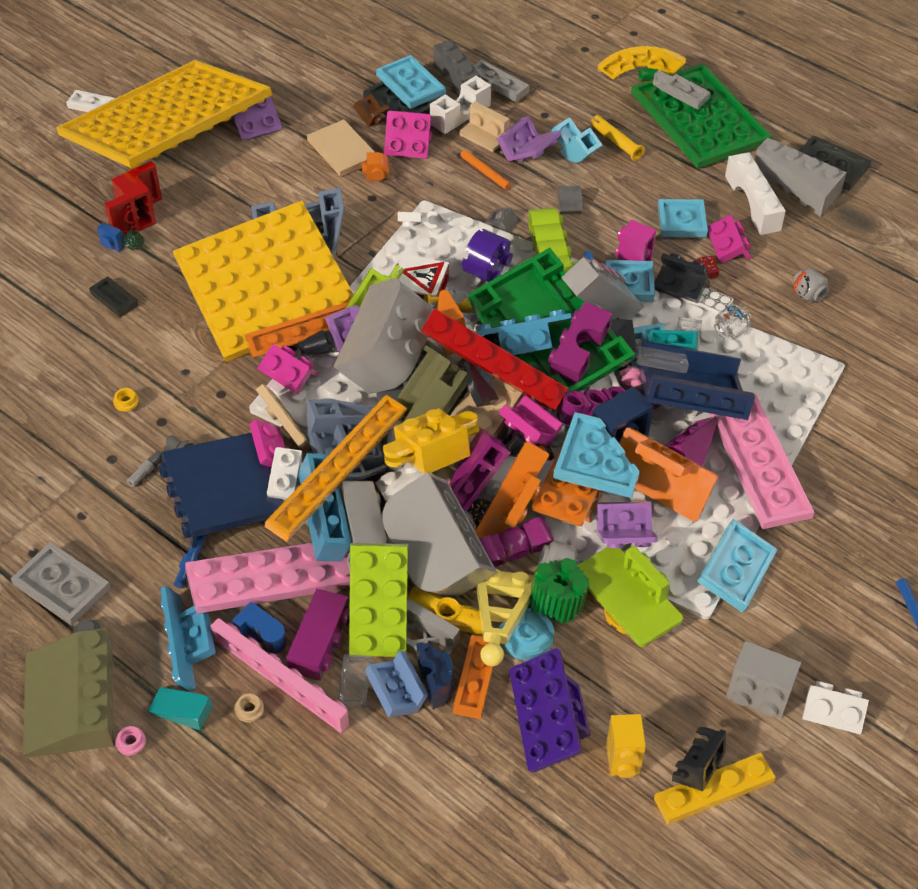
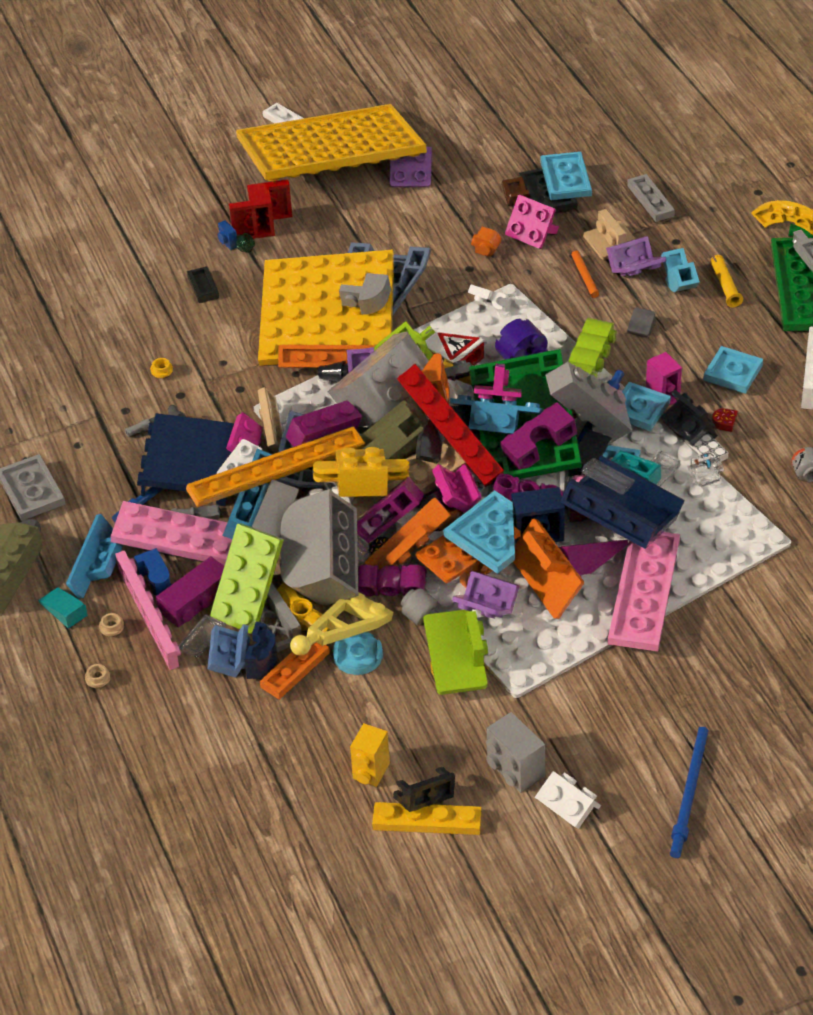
camera: 30 degrees right, 5 degrees down
(127, 734) = (13, 614): bright pink plate -> none
(268, 541) = (209, 512): none -> light grey piece
(269, 767) = (97, 676): none -> tan plate
(286, 369) = (299, 383): dark pink bracket -> none
(311, 255) = (370, 296): none -> light grey brick
(340, 147) = (468, 215): tan tile -> none
(354, 404) = (323, 423): none -> magenta brick
(449, 114) = (579, 215): white arch -> none
(452, 62) = (617, 177): dark grey arch -> none
(502, 219) = (569, 322): flat silver slope -> none
(515, 302) = (501, 378): none -> dark pink bracket
(548, 710) = (335, 710): dark purple bracket -> none
(559, 590) = (400, 626): green brick -> none
(728, 239) = (764, 400): dark pink bracket -> none
(737, 565) = (566, 664): medium azure tile -> none

